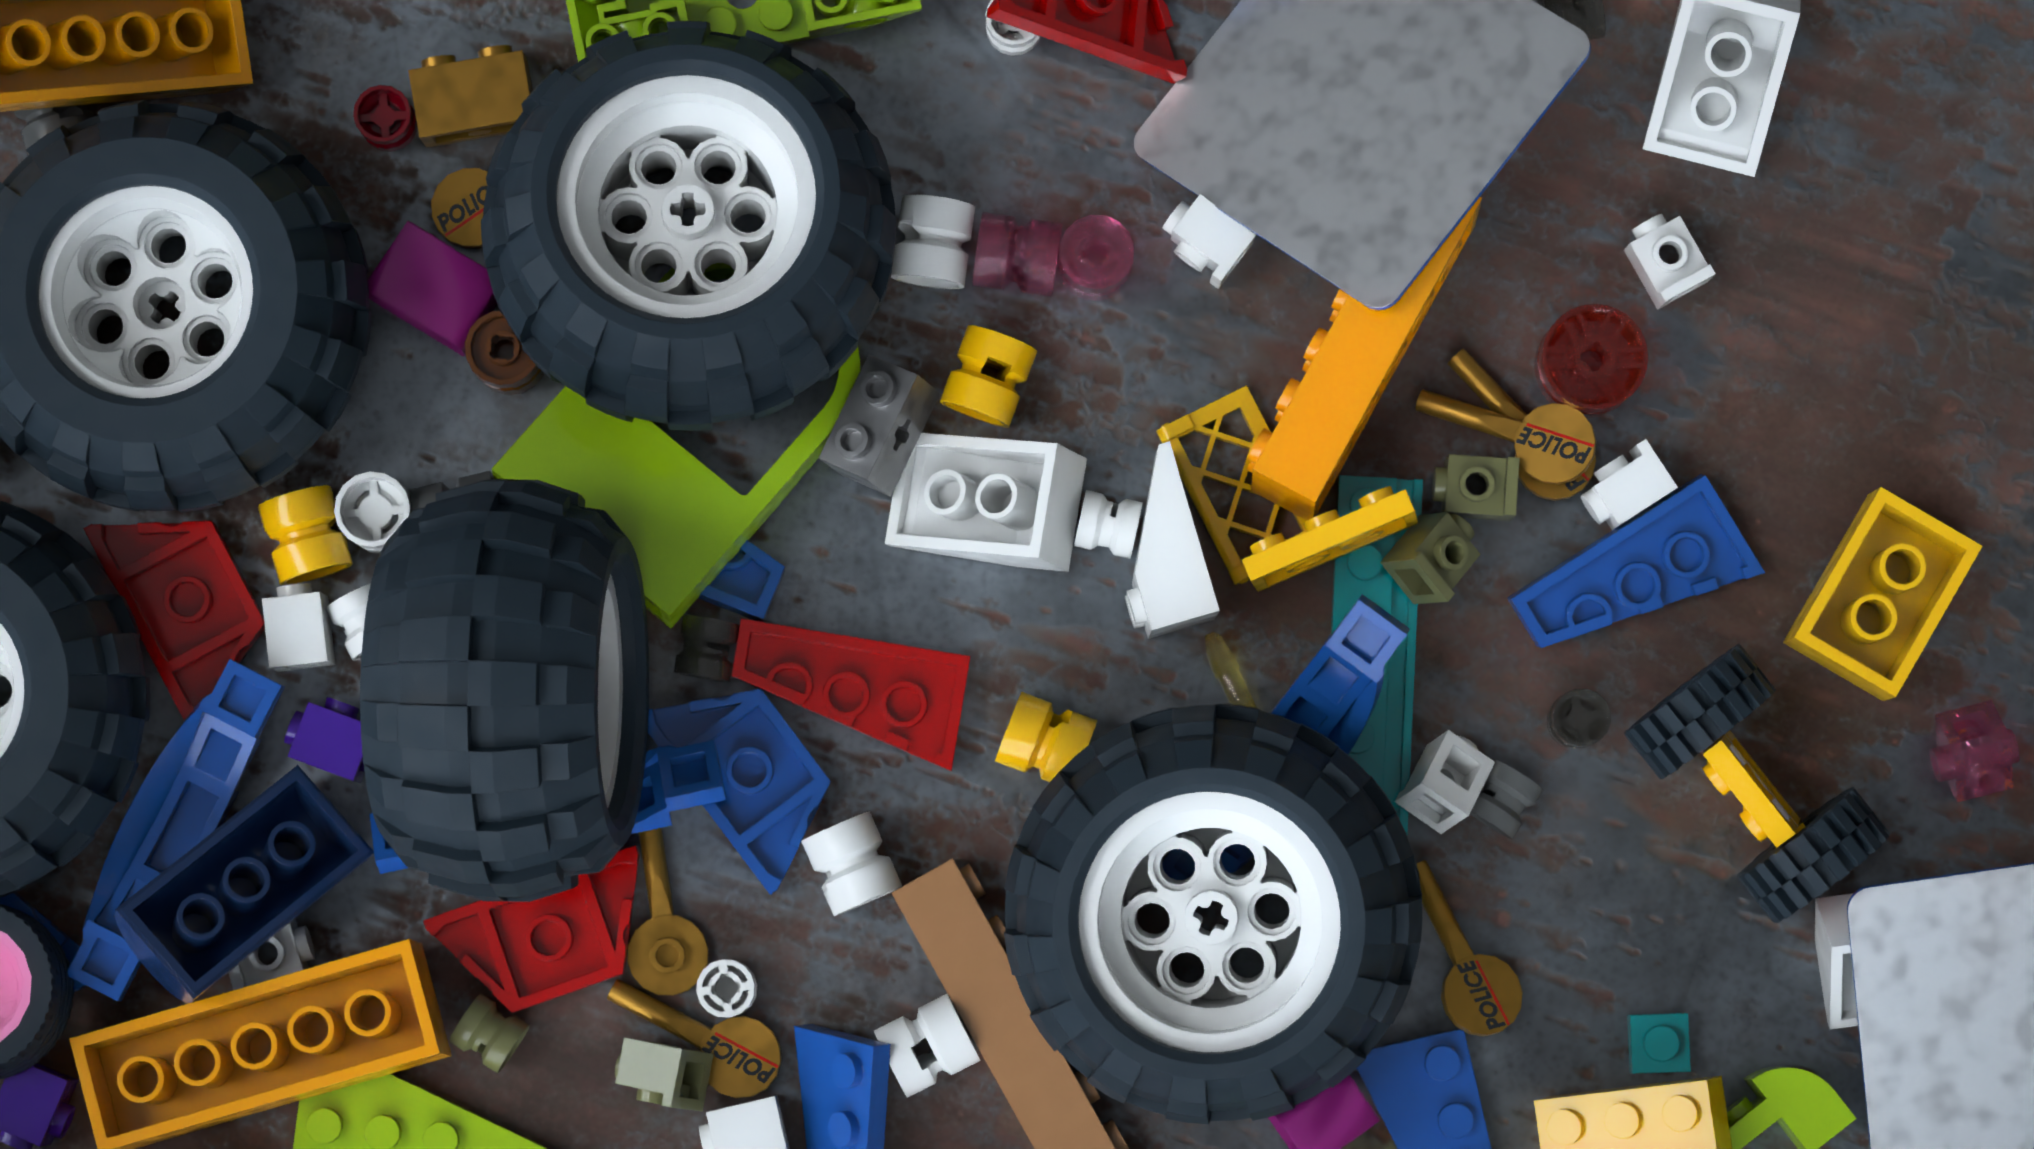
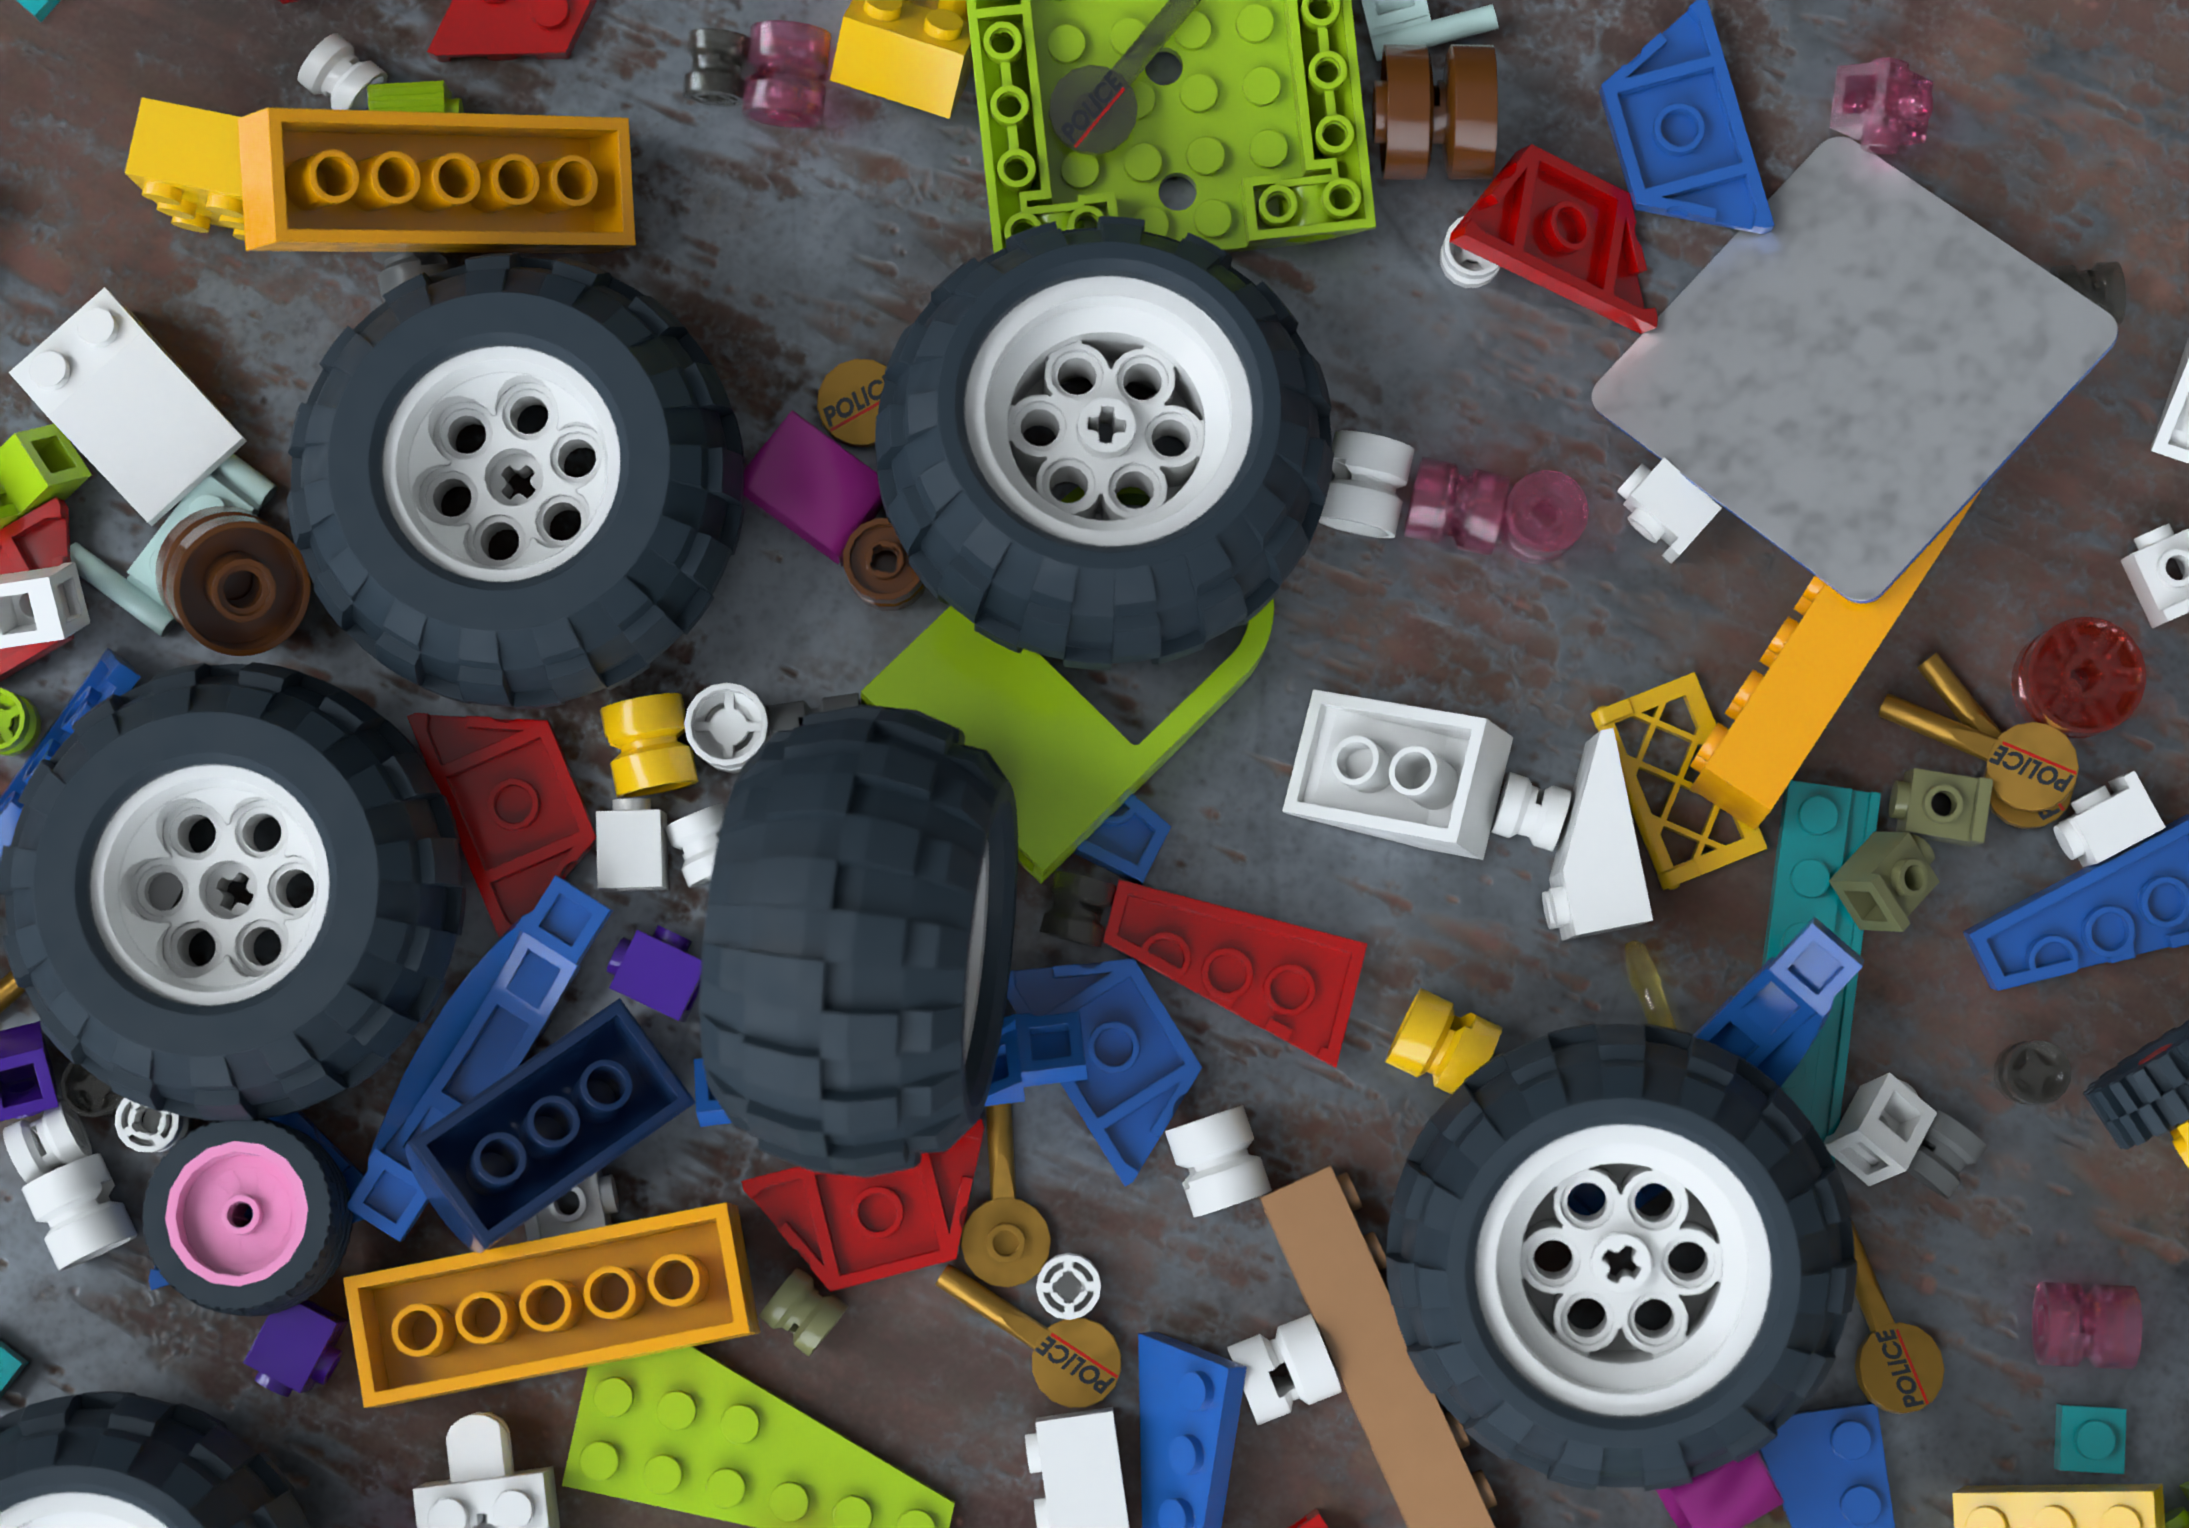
camera: 10 degrees right, 0 degrees up
(381, 108) = (773, 284): dark red wheel -> none
(470, 95) = (871, 280): pearl gold brick -> none
(664, 1073) = (992, 1374): brick -> none
(879, 425) = (1289, 680): flat silver brick -> none
(982, 395) = (1402, 657): yellow wheel -> none
(1329, 537) = (1780, 848): yellow plate -> none
(1665, 940) = (2109, 1325): none -> clear pink wheel

